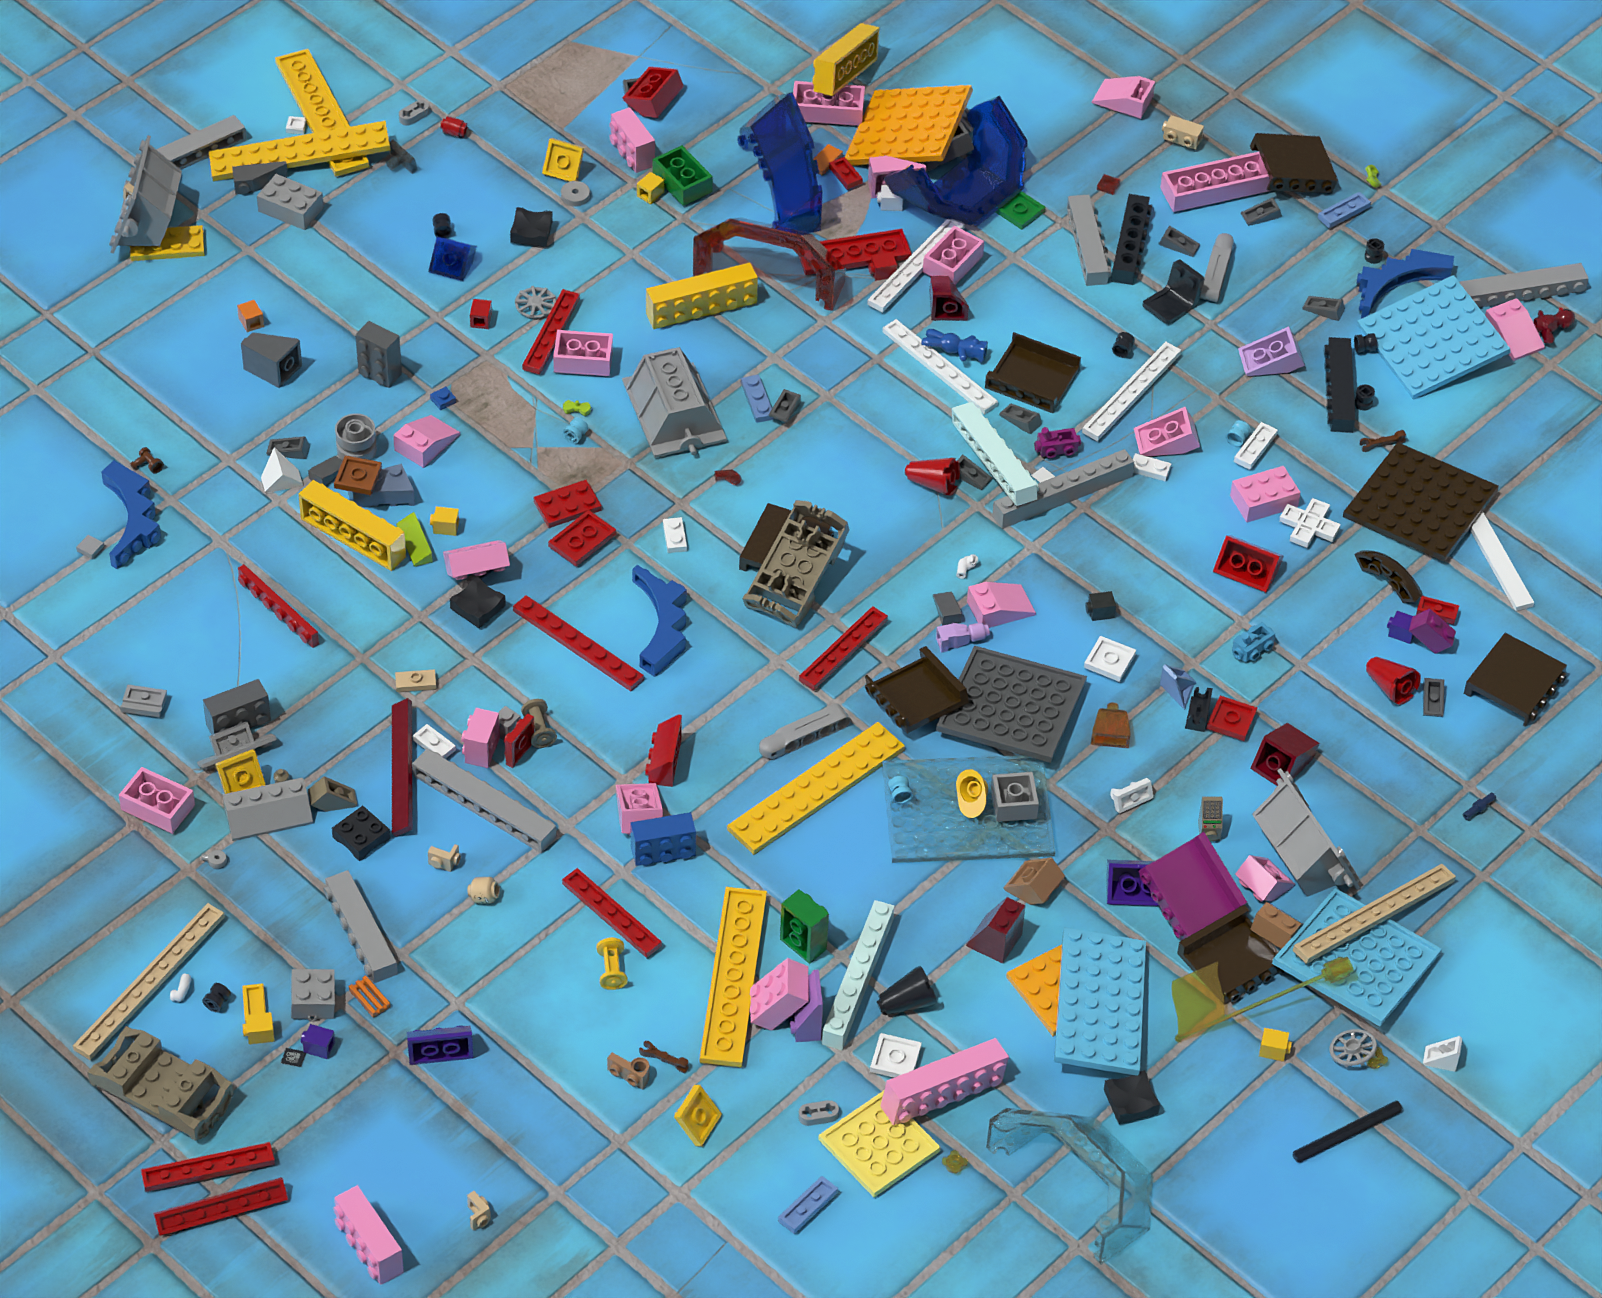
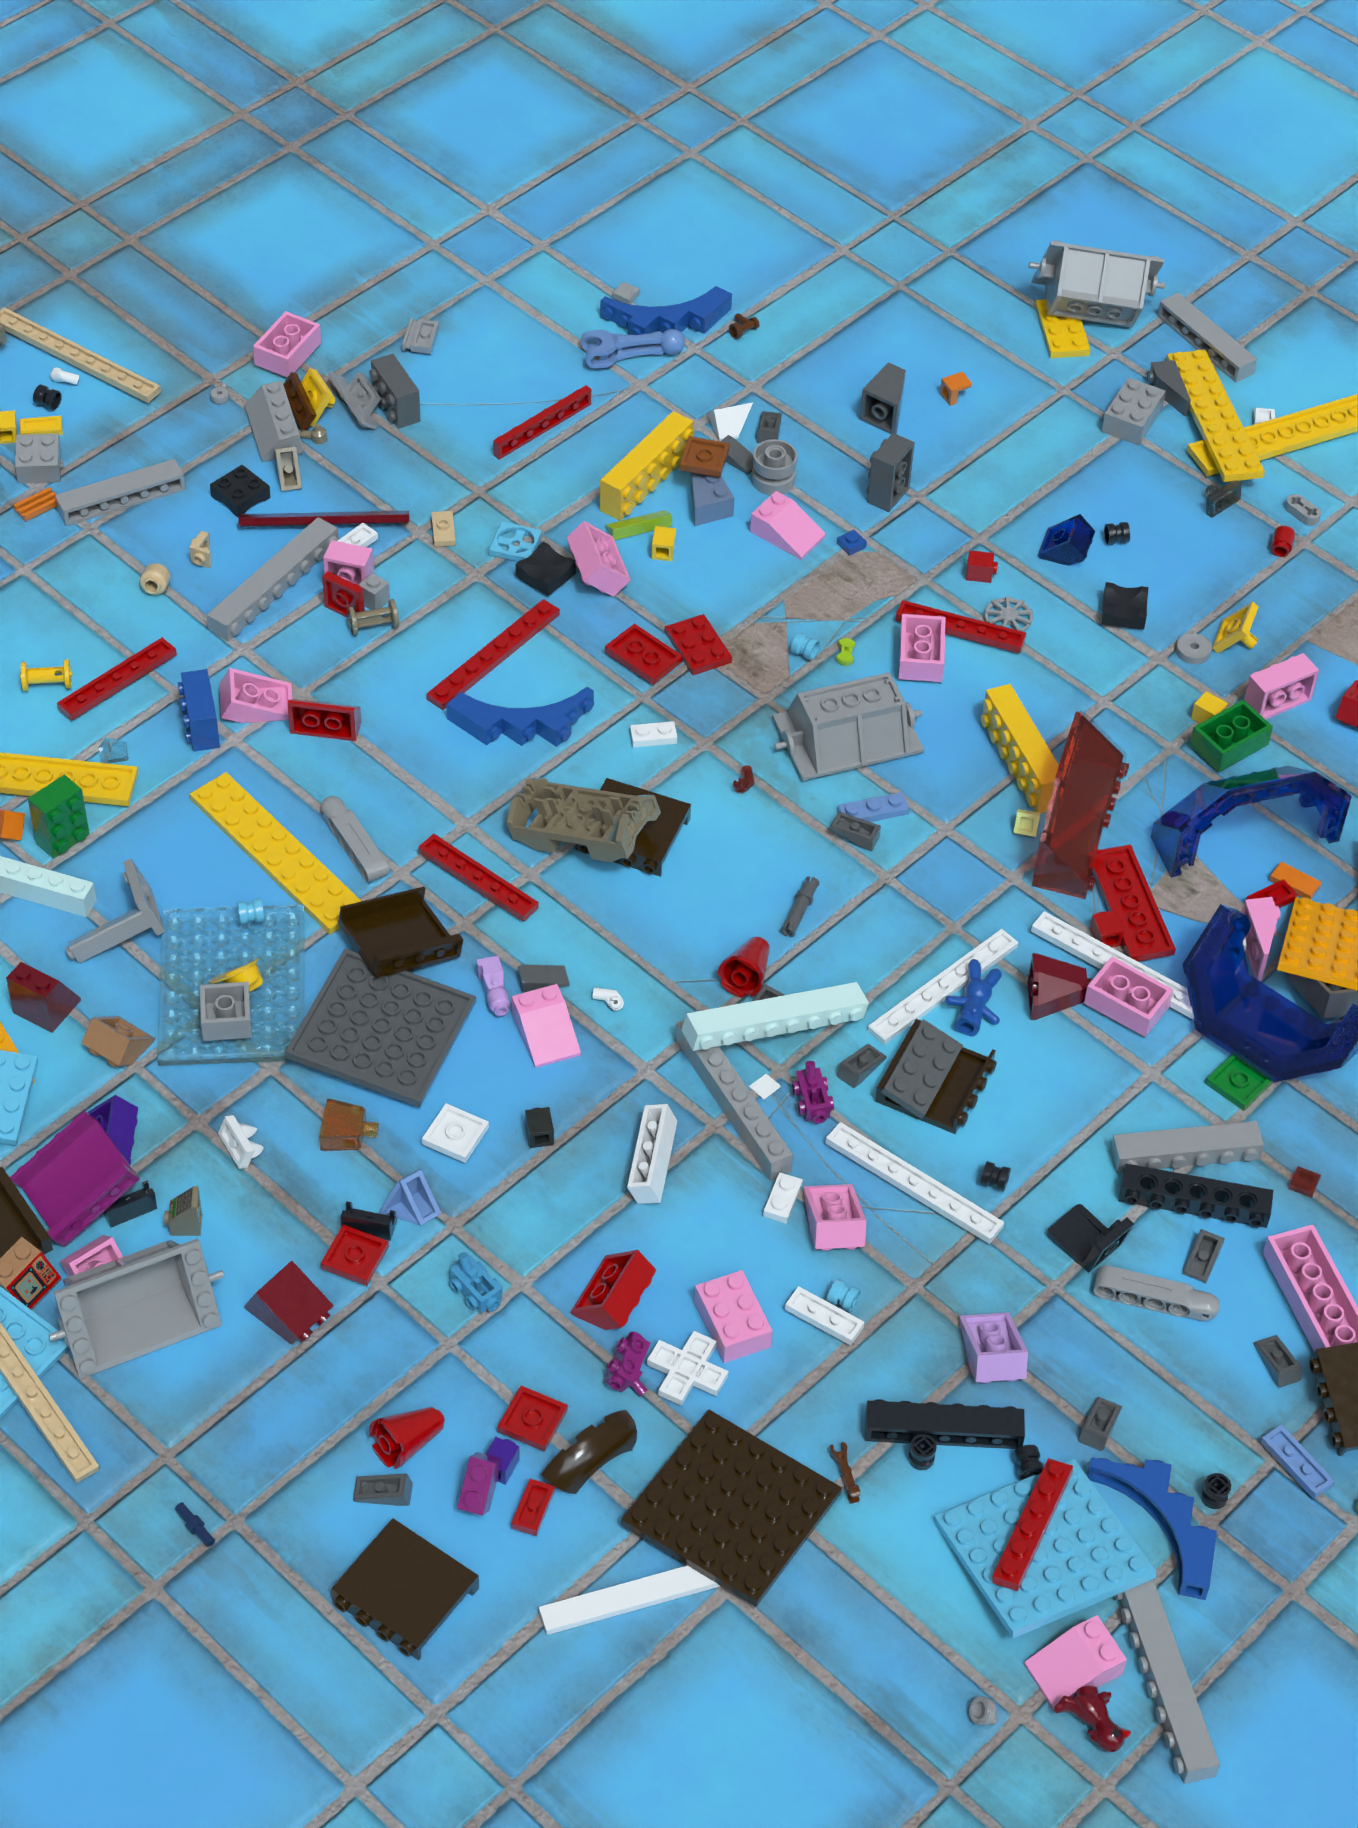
camera: 90 degrees right, 0 degrees up
(176, 552) = (619, 347): none -> medium blue piece
(241, 783) = (299, 401): none -> reddish brown tile
(432, 638) = (520, 531): none -> medium azure piece
(699, 913) = (113, 751): none -> clear light blue slope
(773, 304) = (1026, 823): none -> yellowish green tile
(858, 442) = (803, 899): none -> dark grey pin
(918, 875) = (124, 926): none -> light grey piece
(1032, 375) = (922, 1069): none -> dark grey plate
(1125, 534) = (652, 1154): none -> white brick
(1319, 554) = (625, 1366): none -> magenta brick
(1364, 610) = (532, 1418): none -> red plate
(1422, 336) = (1032, 1525): none -> red plate
(1557, 378) = (983, 1711): none -> light grey tile

